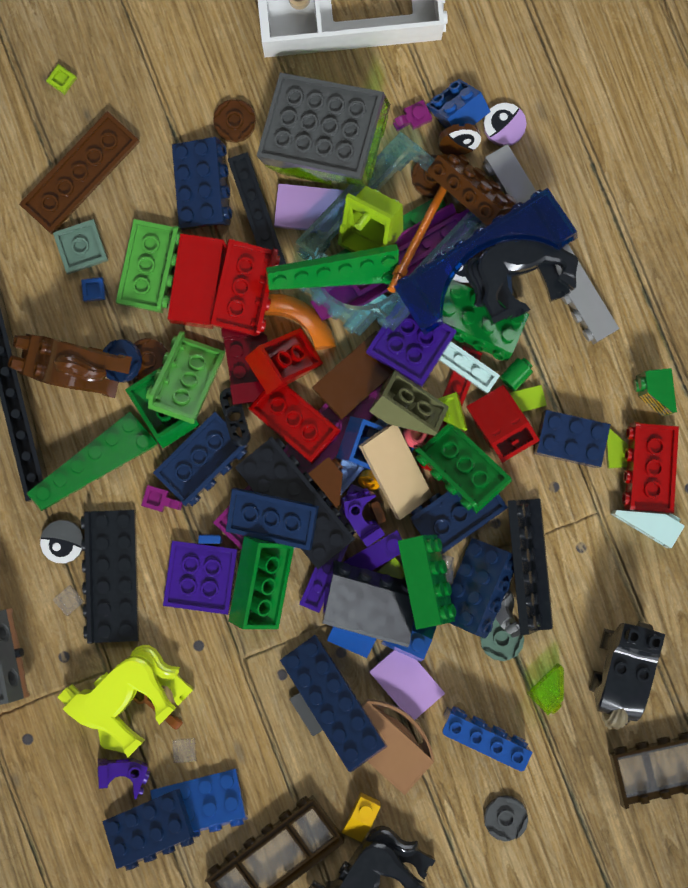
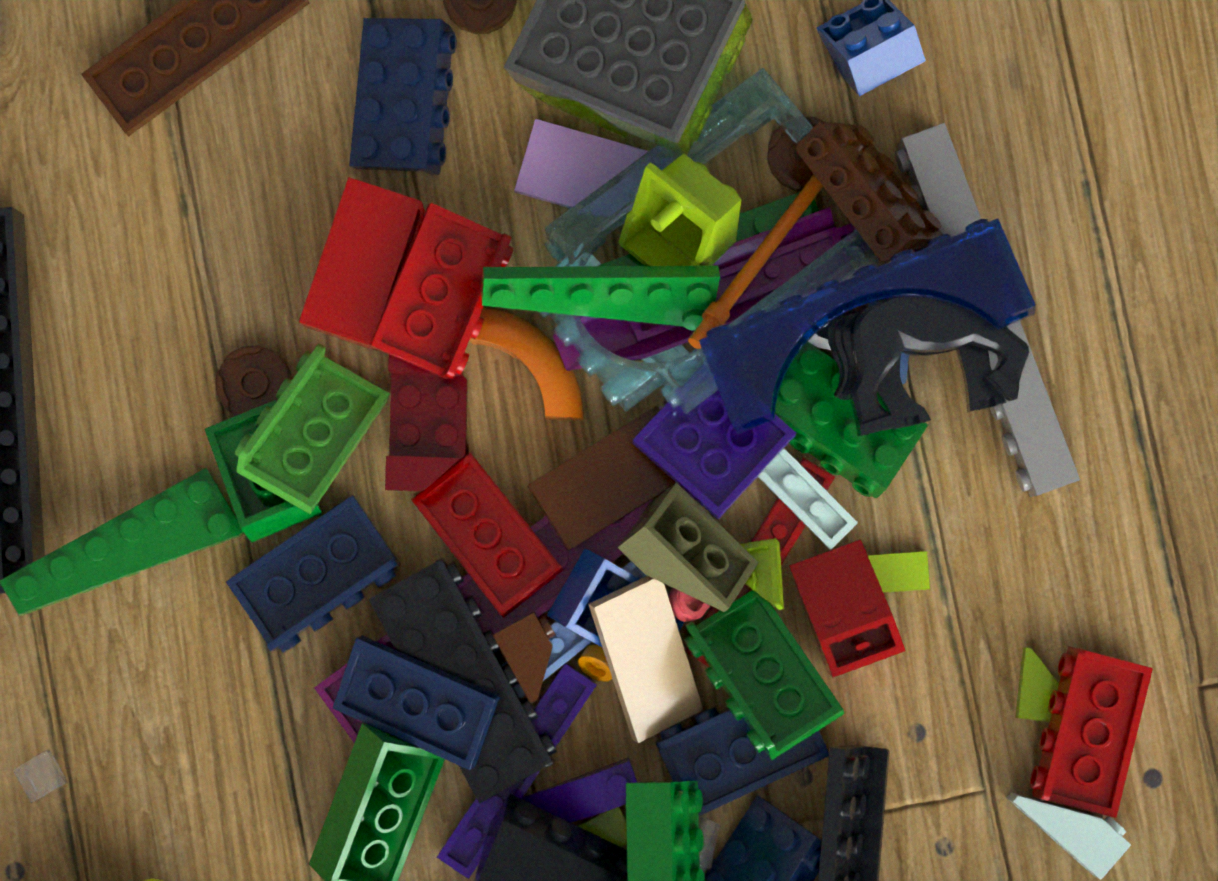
camera: 10 degrees right, 0 degrees up
(61, 541) = (48, 672): tile -> none
(67, 364) = (111, 371): reddish brown piece -> none
(80, 246) = (174, 166): sand green tile -> none
(93, 289) = (182, 244): blue tile -> none
(110, 576) = (120, 747): black bracket -> none
(125, 348) = (207, 377): dark blue tile -> none
(149, 266) = (285, 222): bright green bracket -> none
(158, 498) = (227, 628): magenta plate -> none
(200, 577) = (274, 778): dark purple plate -> none
(210, 539) = (304, 715): blue tile -> none
(232, 425) = (376, 526): black beam -> none
(254, 203) = (488, 149): black plate -> none
(283, 360) = (487, 429): red slope -> none
(367, 530) = (559, 706): dark purple tile -> none
(378, 512) = (603, 722): reddish brown tile -> none
(415, 115) = (794, 43): magenta plate -> none
(459, 139) = (862, 100): tile -> none
(505, 124) = (946, 86): tile -> none
(516, 373) = (888, 524): green brick -> none
(572, 439) = (963, 656): dark blue brick -> none
(657, 390) = (1126, 599): green slope -> none

